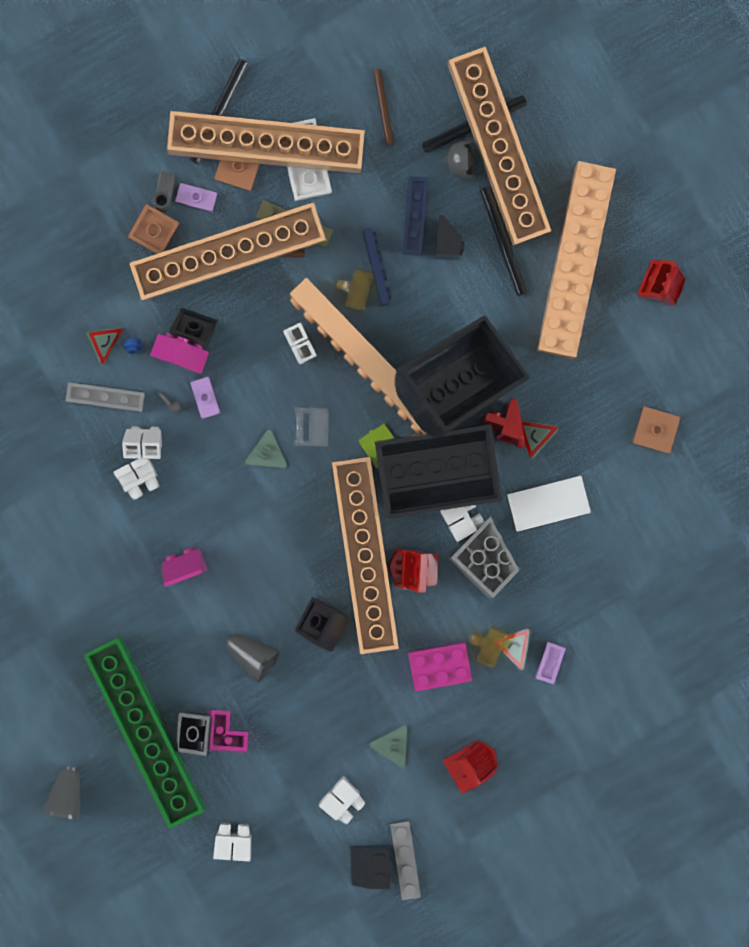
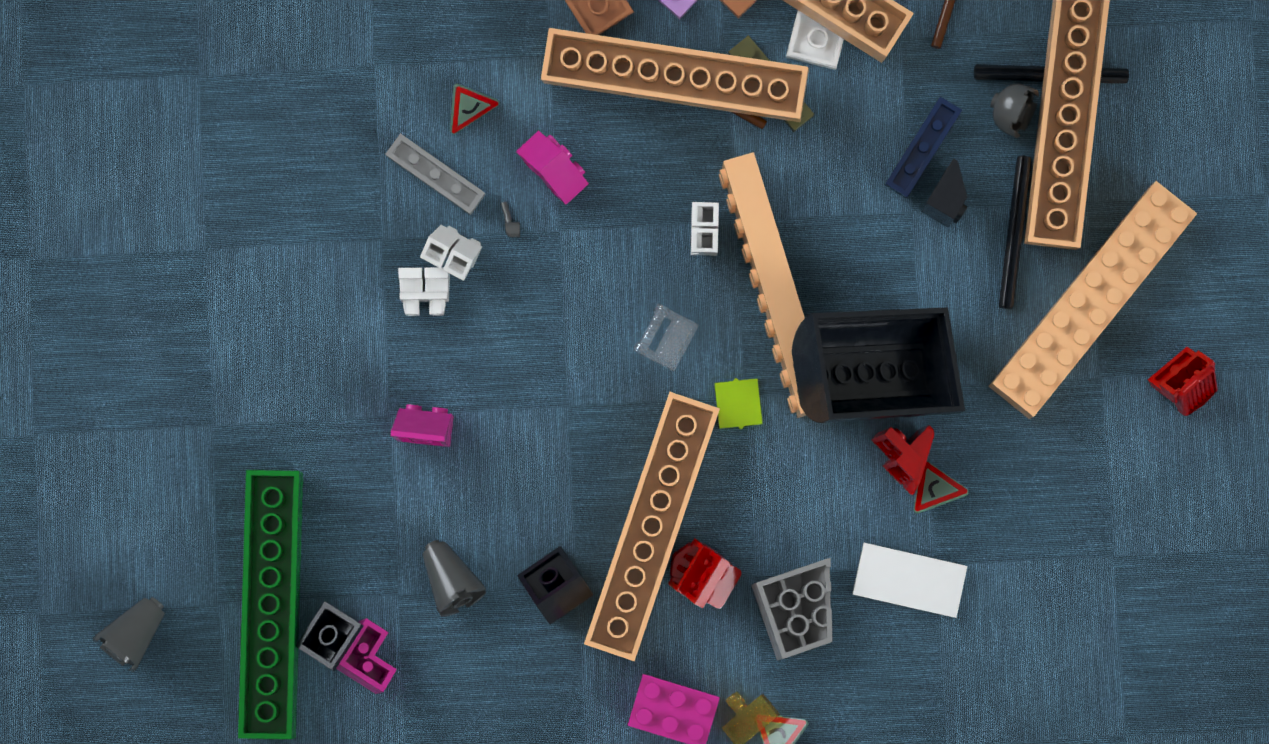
camera: 25 degrees right, 5 degrees down
(133, 345) = (500, 129): blue plate -> none
(194, 327) = (586, 145): black slope -> none
(205, 397) = (555, 236): lavender plate -> none
(267, 453) = (595, 342): sand green piece -> none
(357, 289) = (807, 200): clear yellow plate -> none
(375, 258) = (843, 196): dark blue plate -> none
(438, 472) = (794, 467): black container -> none
(465, 526) = (792, 531): white hips -> none
(656, 430) = (1088, 558): nougat plate -> none

